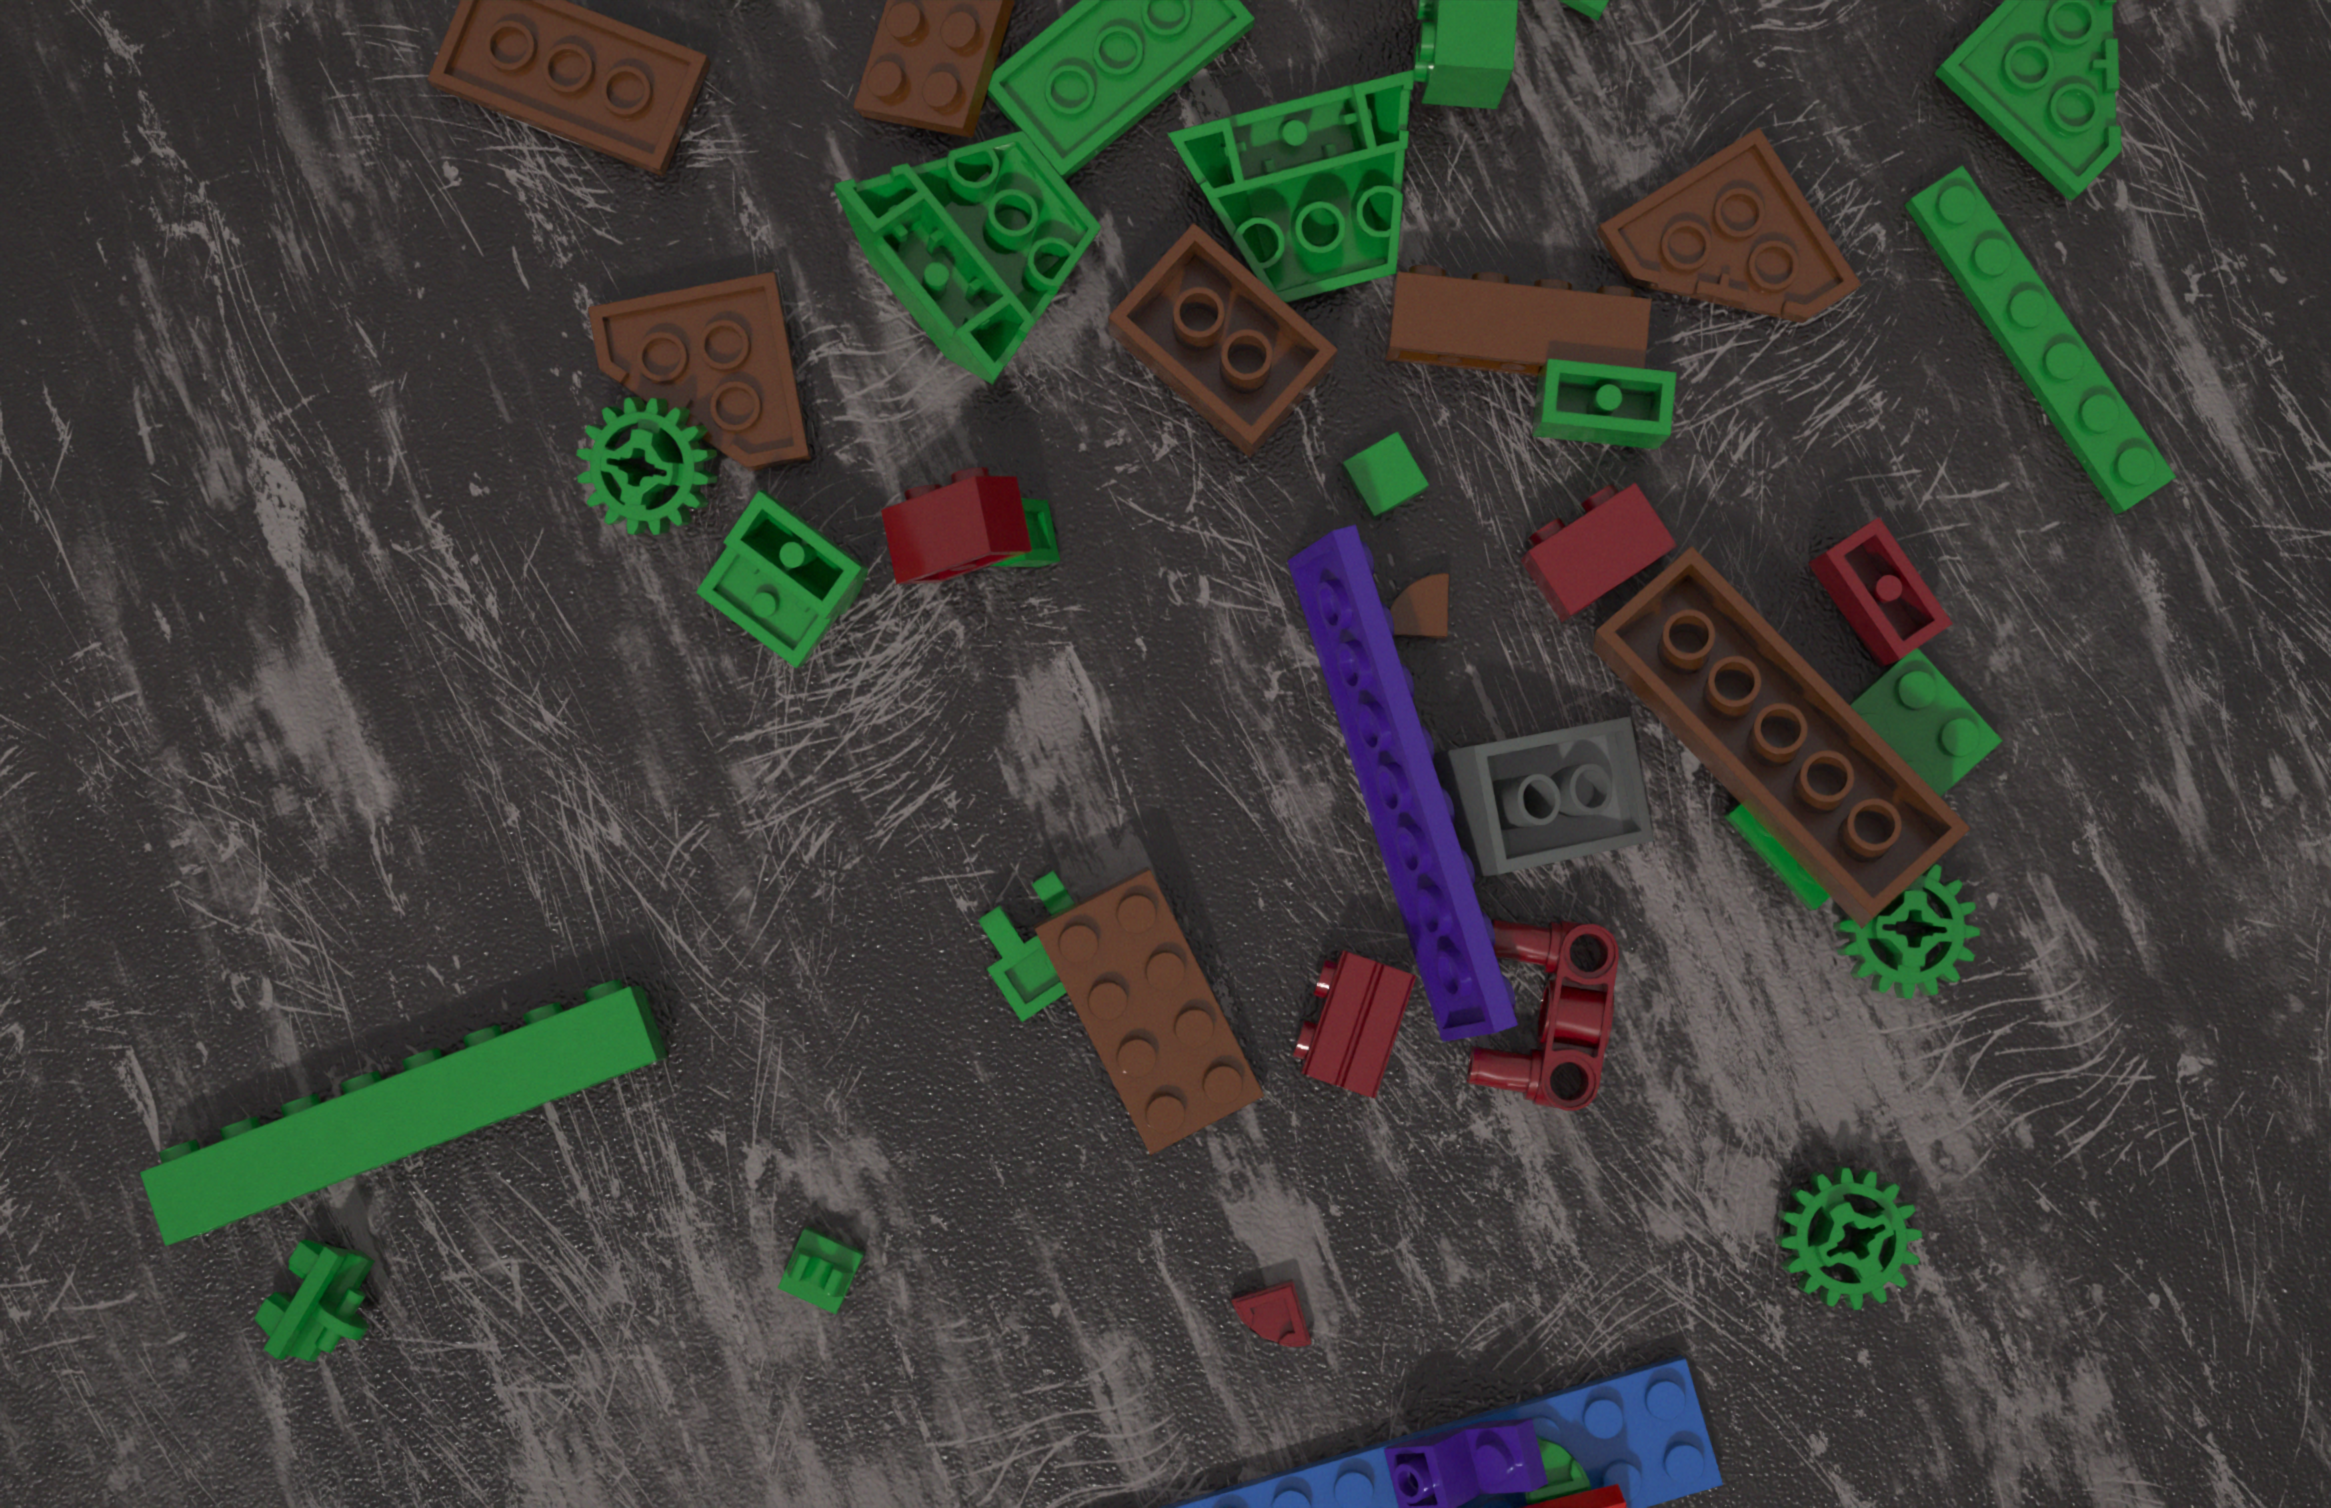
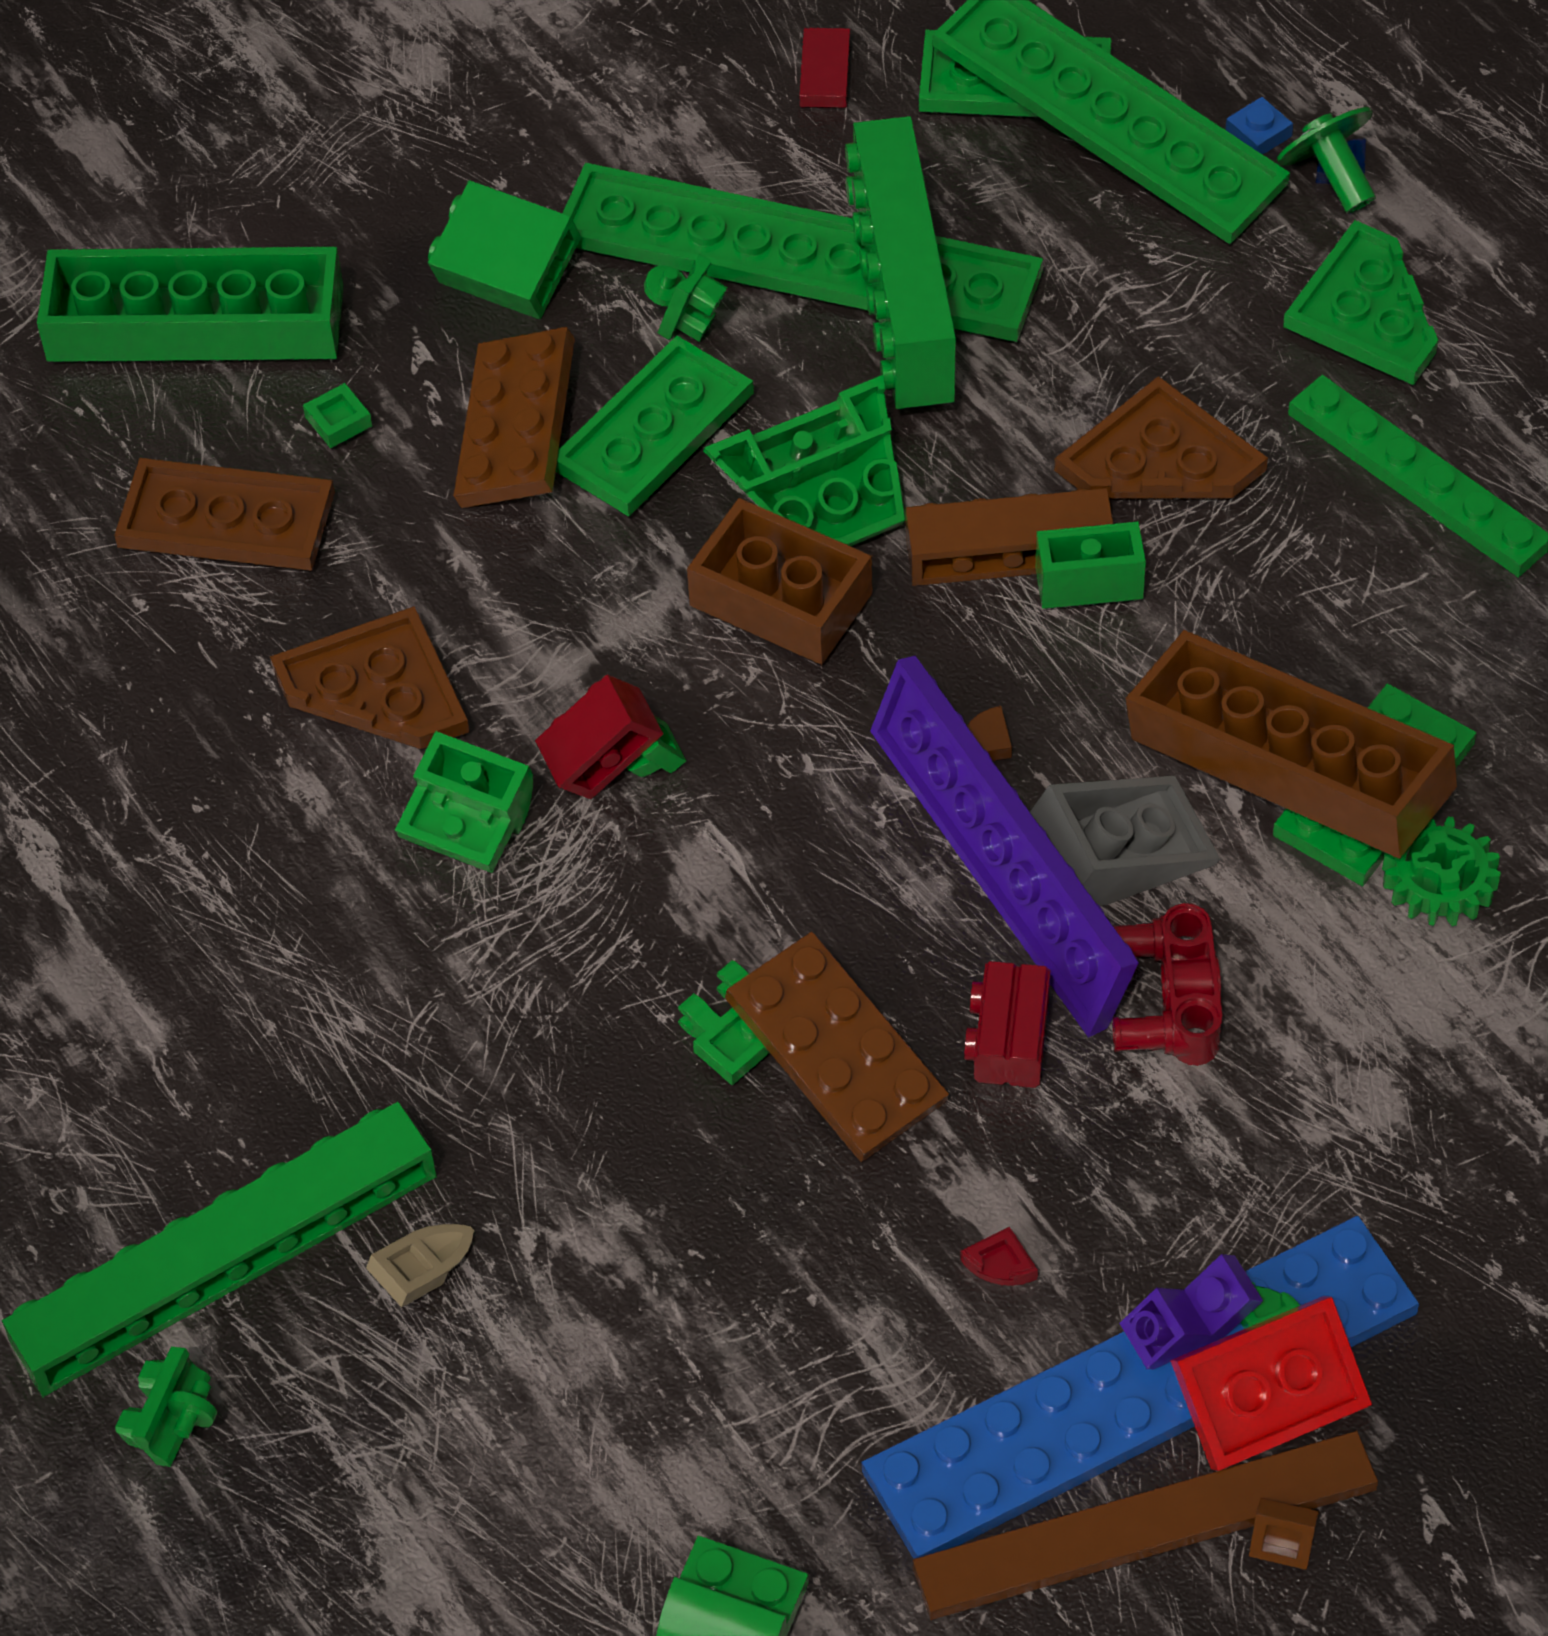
camera: 10 degrees left, 30 degrees down
(629, 1176) = (420, 1260): none -> dark tan plate
(639, 489) = (343, 754): green gear -> none
(821, 1270) = (602, 1303): green tile -> none
(972, 244) = (563, 561): green wedge -> none
(1385, 475) = (937, 652): green tile -> none
(1598, 550) = (1110, 665): dark red brick -> none
(1862, 1260) = (1465, 1097): green gear -> none
(1880, 593) = (1344, 644): dark red brick -> none

